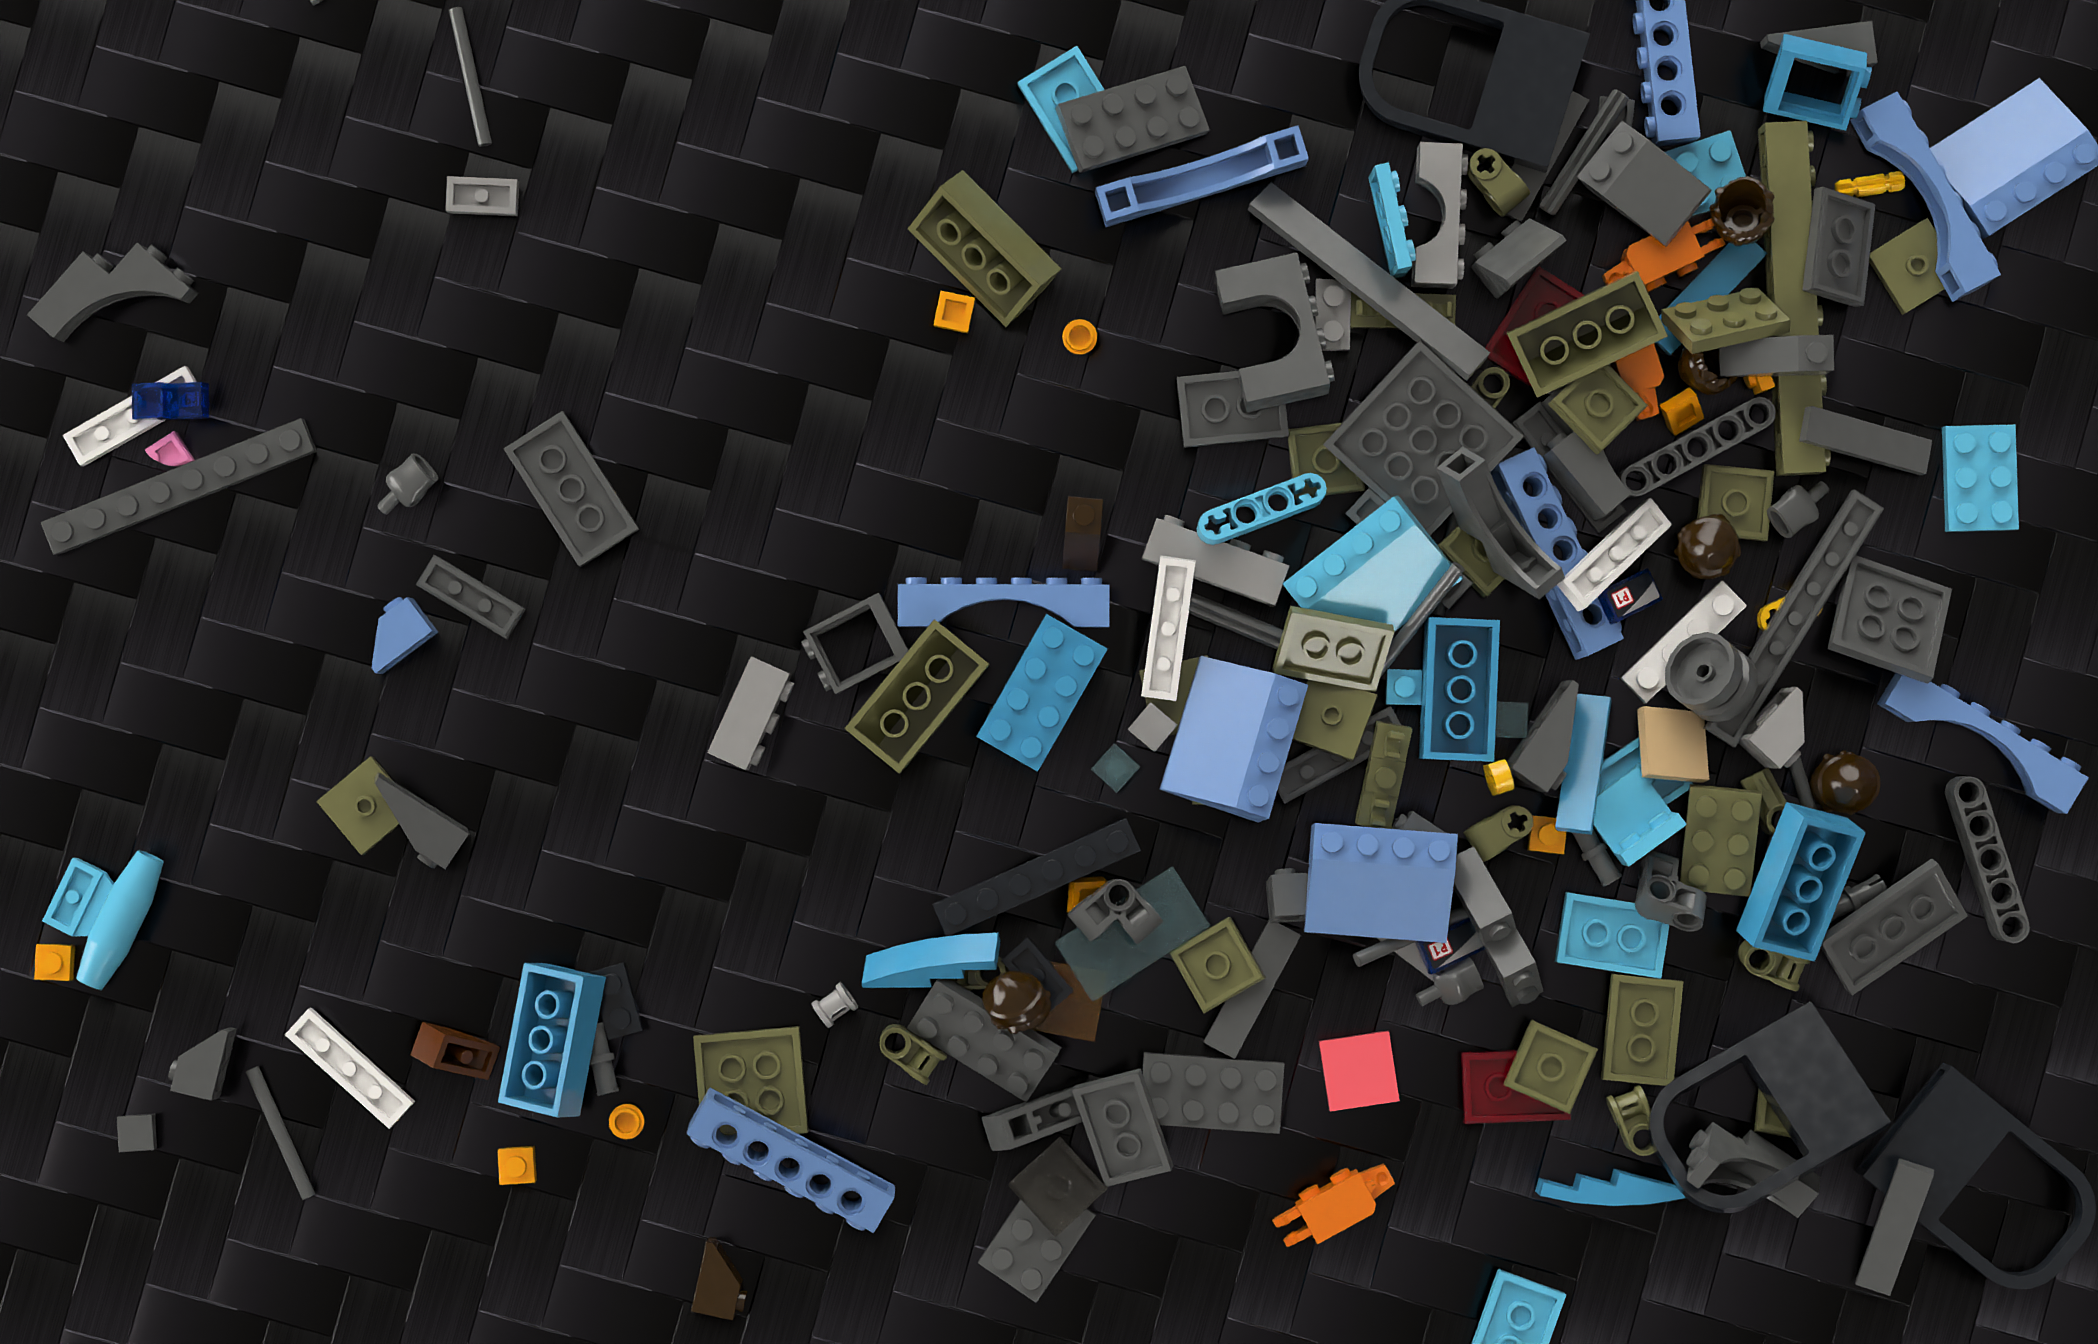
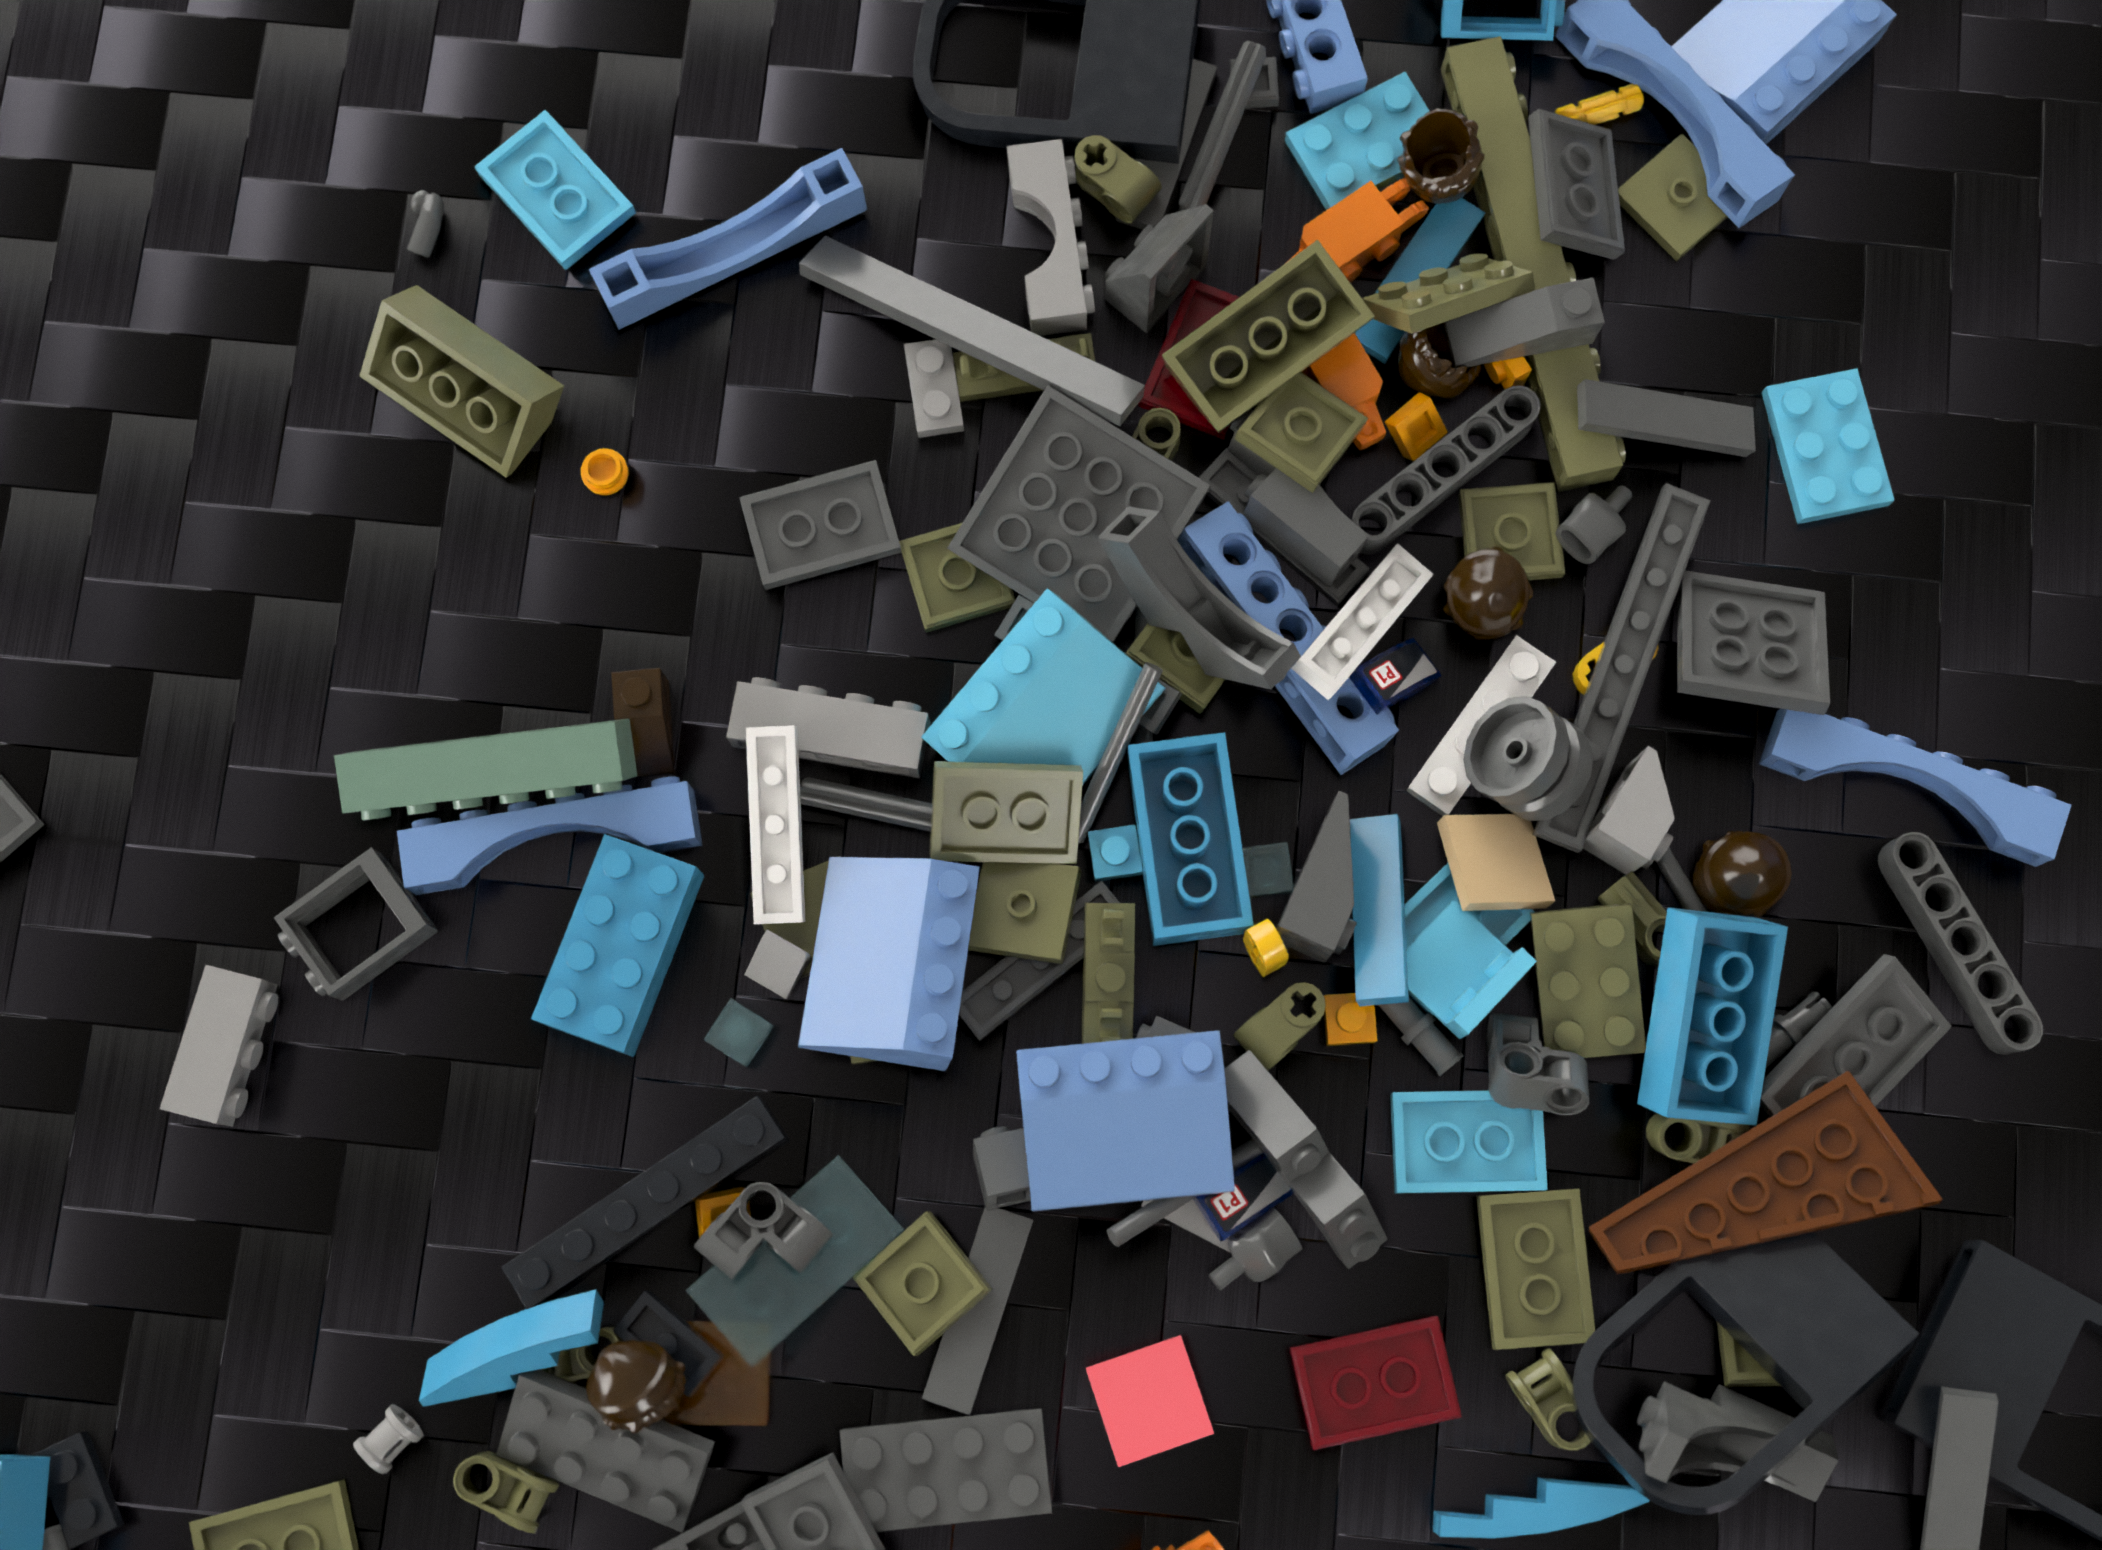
camera: 10 degrees left, 10 degrees down
(917, 696) = (444, 981): olive slope -> none
(954, 312) = (432, 467): light orange plate -> none
(968, 549) = (485, 767): none -> sand green brick
(976, 119) = (430, 211): none -> dark grey arm
(1132, 119) = (628, 185): dark grey plate -> none
(1259, 504) = (872, 638): medium azure beam -> none
(1280, 285) = (857, 358): dark grey arch -> none
(1391, 220) = (986, 245): medium azure plate -> none
(1550, 1066) = (1417, 1344): olive plate -> none
(1643, 183) = (1304, 145): dark grey slope -> none
(1830, 1000) = (1792, 1175): none -> reddish brown wing

